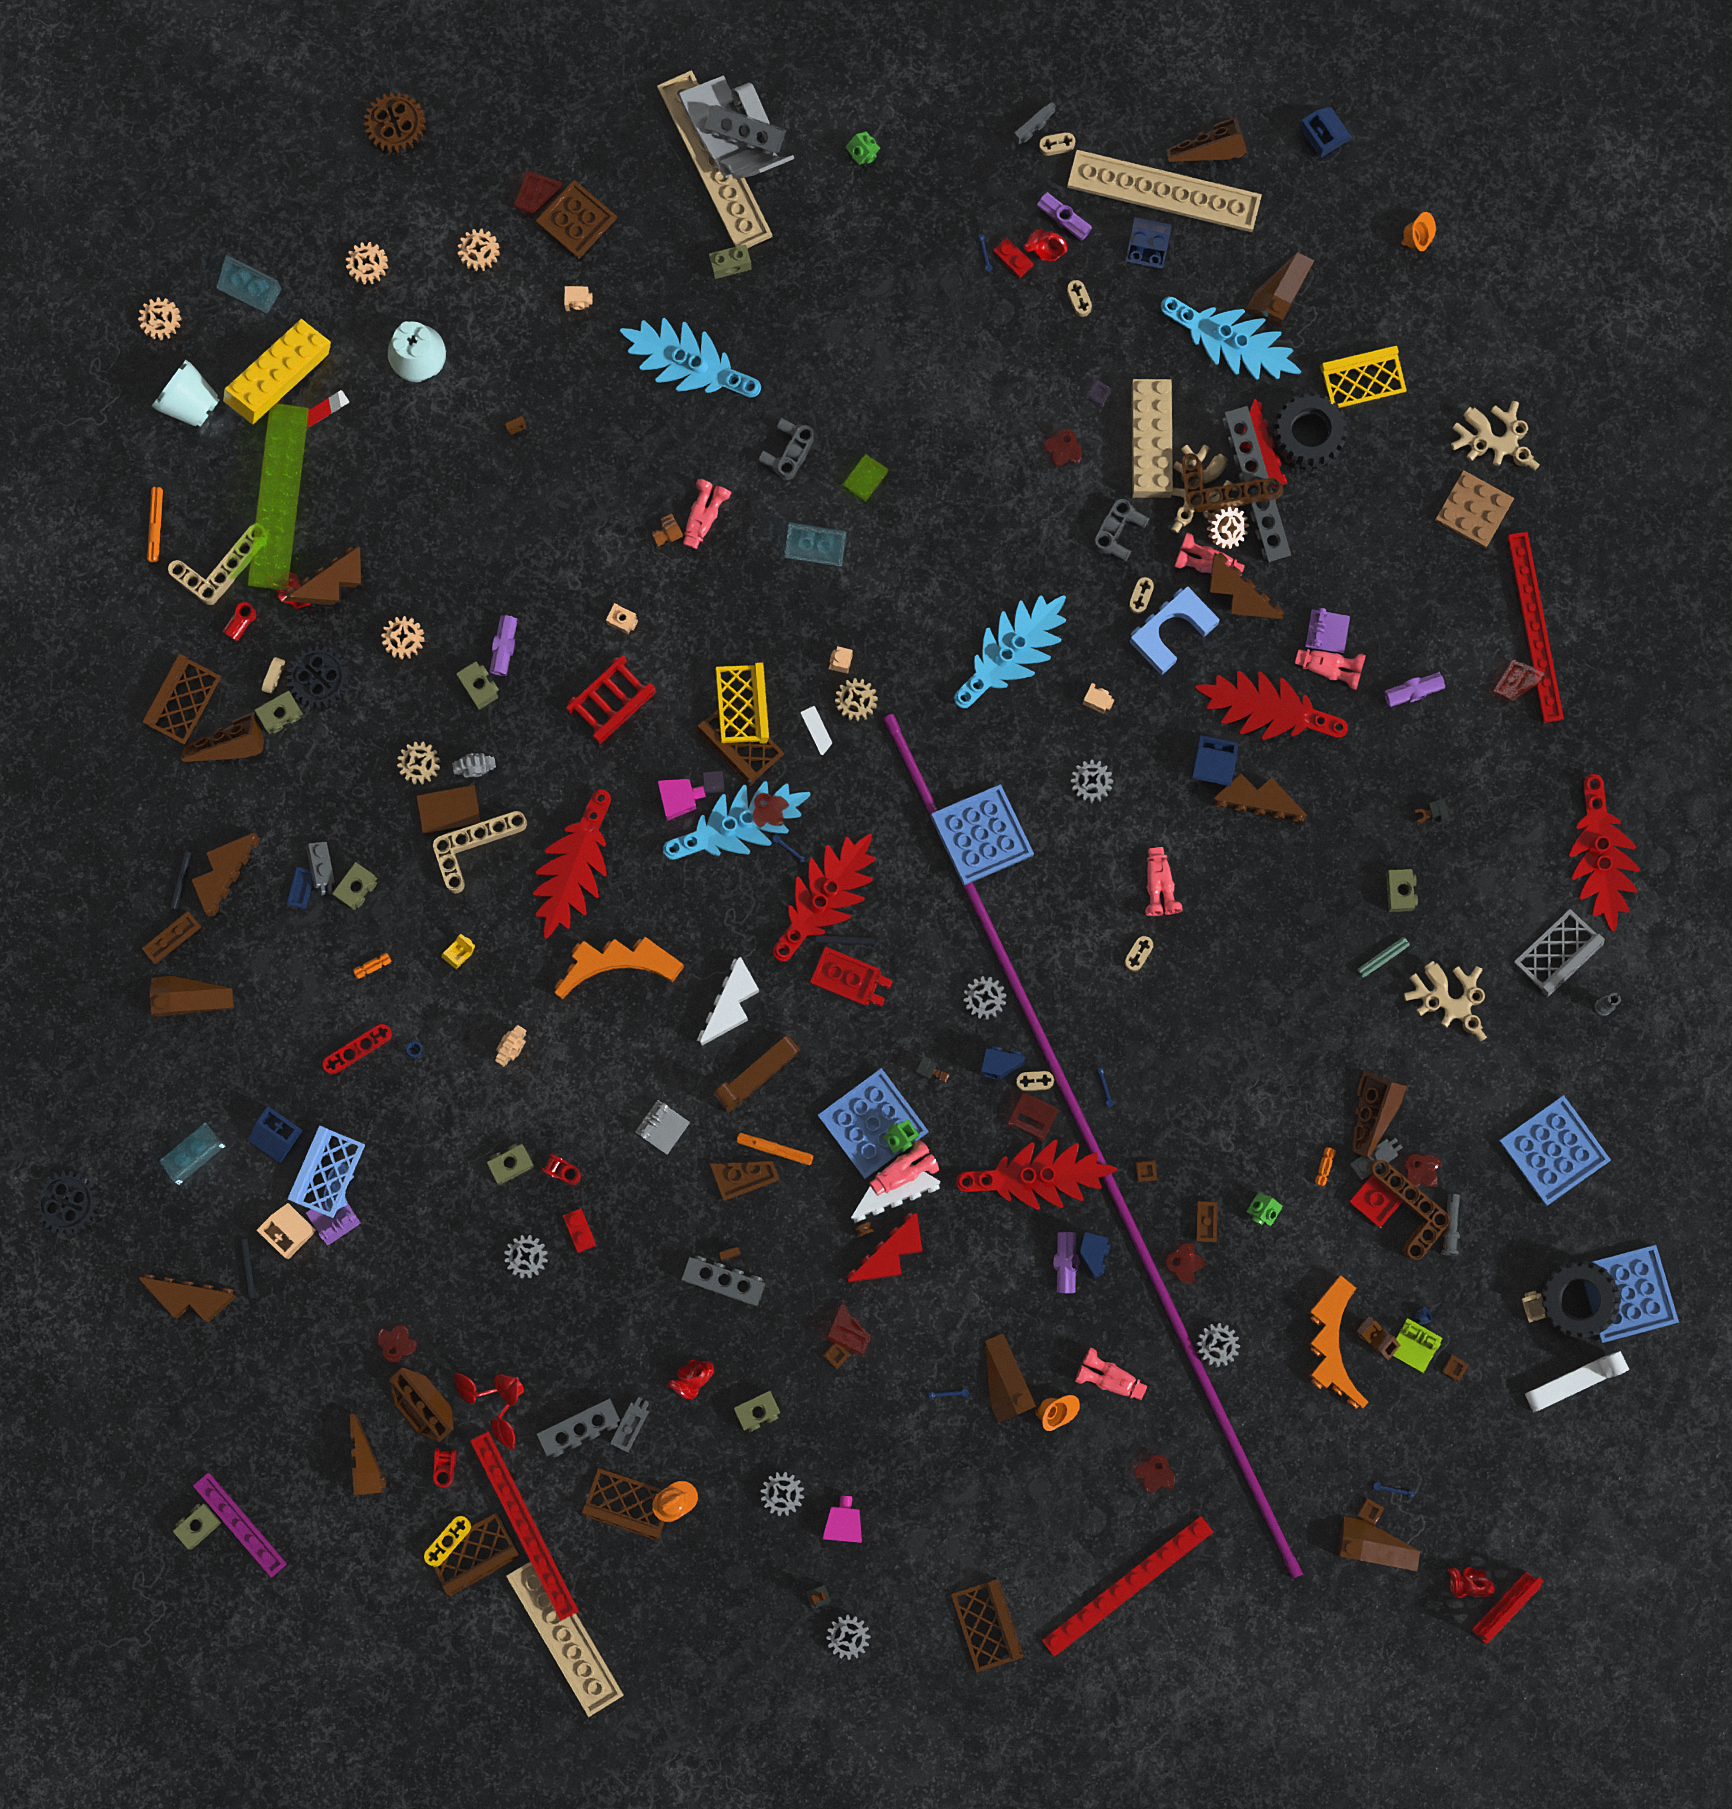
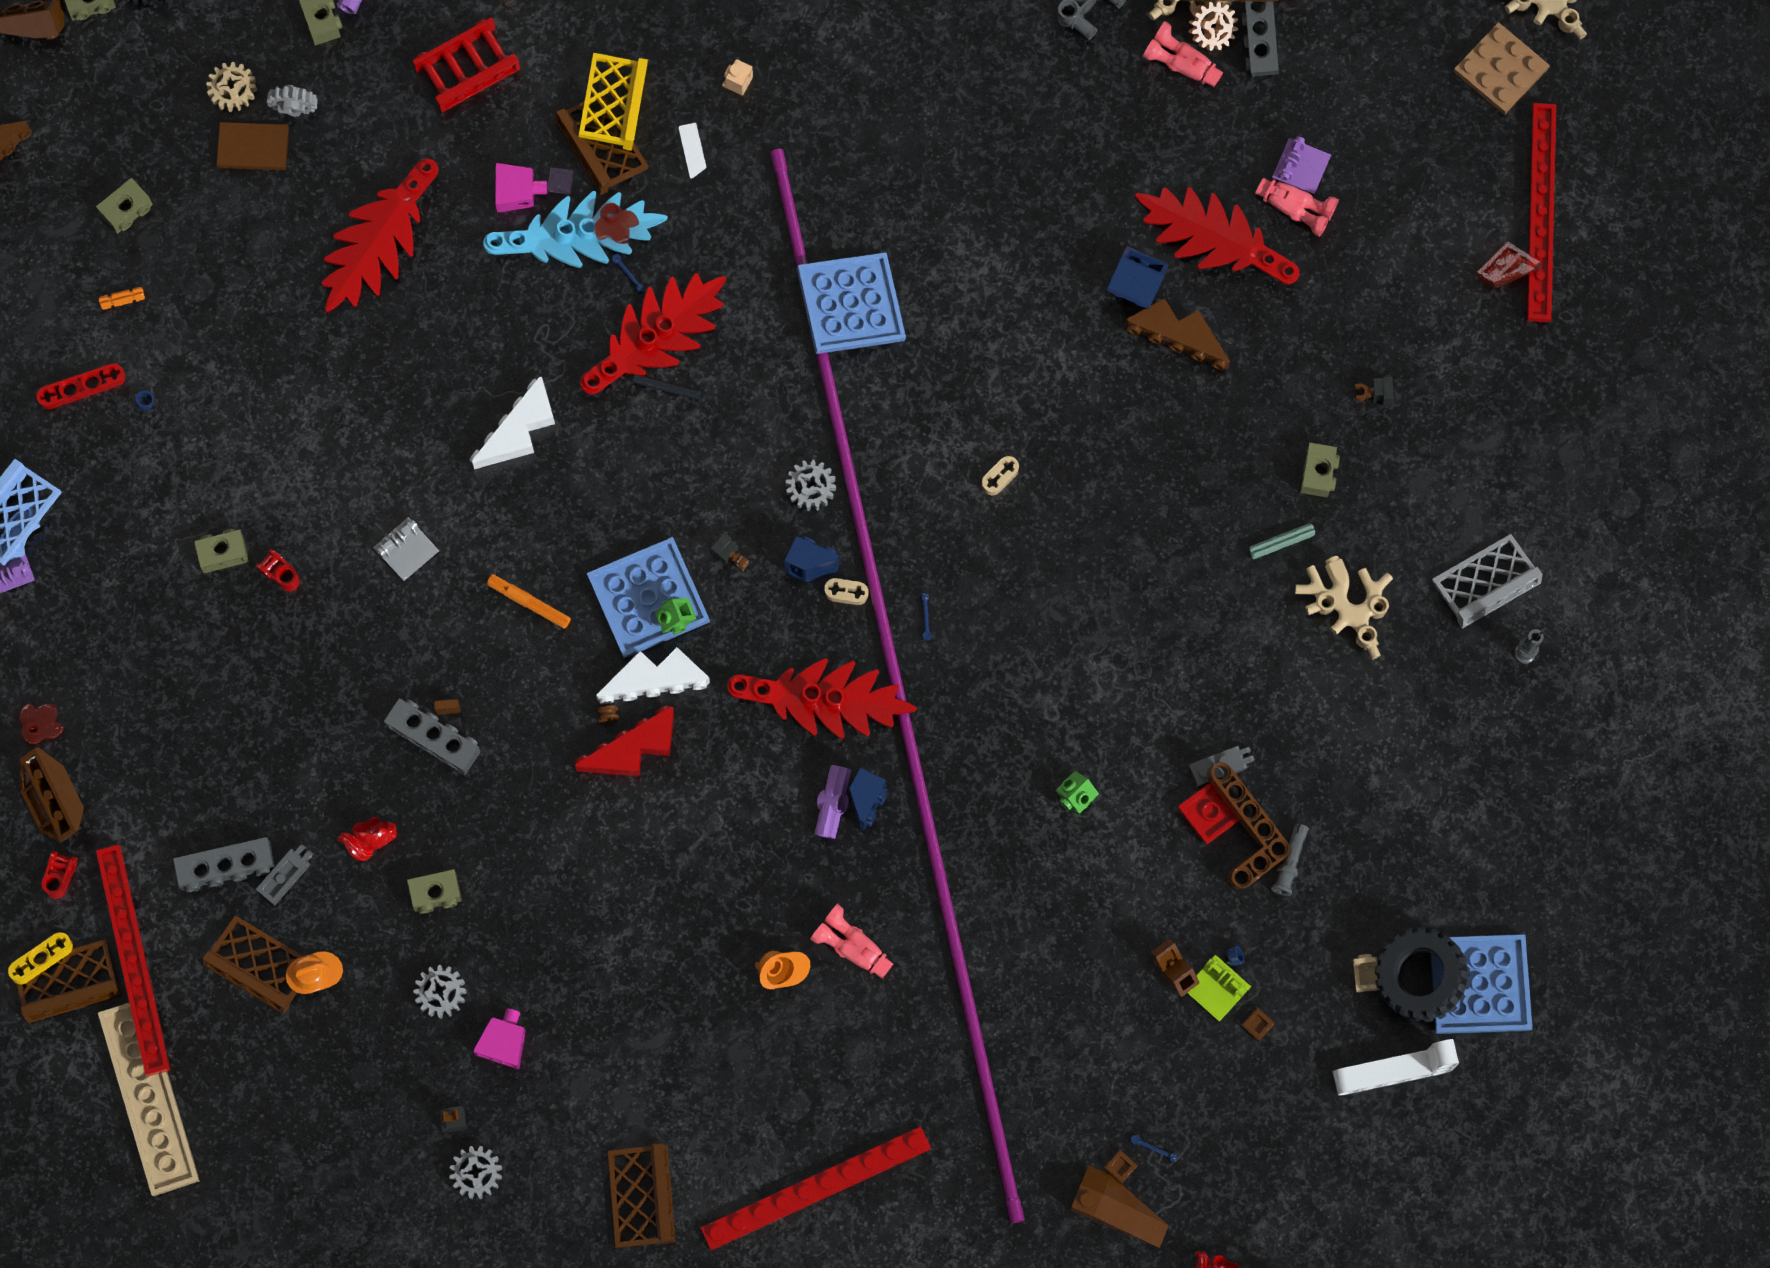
camera: 10 degrees right, 5 degrees down
(300, 888) = (63, 195): dark blue tile -> none
(320, 867) = (91, 176): dark grey hinge -> none
(459, 951) = (223, 303): yellow bracket -> none
(472, 841) = (270, 186): tan beam -> none
(509, 1391) = (153, 802): red plant -> none
(510, 1045) = (254, 417): light nougat gear -> none
(518, 1261) = (204, 660): light grey gear -> none
(579, 1230) = (282, 643): red plate -> none
(615, 956) = (401, 347): orange arch -> none
(733, 1094) = (525, 514): reddish brown beam -> none
(742, 1178) = (483, 625): reddish brown wing -> none
(836, 1355) = (542, 849): reddish brown tile -> none
(848, 1332) = (562, 826): clear red wing -> none
(849, 703) = (735, 127): tan gear -> none
(849, 978) = (661, 430): red tile -> none
(901, 1172) = (665, 656): coral piece -> none
(931, 1394) = (680, 925): dark blue hinge -> none
(1006, 1384) = (730, 927): reddish brown wedge -> none
(1013, 648) = (937, 108): medium azure plant -> none
(1036, 1110) = (839, 624): clear red plate -> none
(1097, 787) = (987, 263): light grey gear -> none
(1098, 699) = (1020, 183): light nougat brick -> none
(1145, 597) = (1093, 78): tan beam -> none
(1146, 1171) = (950, 721): reddish brown tile -> none
(1154, 1476) = (878, 1070): clear red plate -> none
(1159, 880) = (1042, 398): coral piece -> none
(1185, 606) = (1143, 102): light blue arch -> none
(1188, 1263) = (975, 834): clear red plate -> none
(1206, 1222) = (1006, 793): reddish brown plate -> none
(1215, 1337) = (975, 936): light grey gear -> none
(1245, 597) = (1214, 105): reddish brown slope -> none
(1325, 1166) = (1159, 761): orange axle -> none
(1330, 1370) = (1111, 992): orange arch -> none
(1377, 1106) = (1236, 705): reddish brown wedge -> none
(1414, 689) = (1386, 251): medium lavender piece -> none
(1425, 1172) = (1275, 792): clear red plate -> none
(1554, 1150) = (1431, 802): medium blue plate -> none
(1602, 856) = (1562, 483): red plant -> none

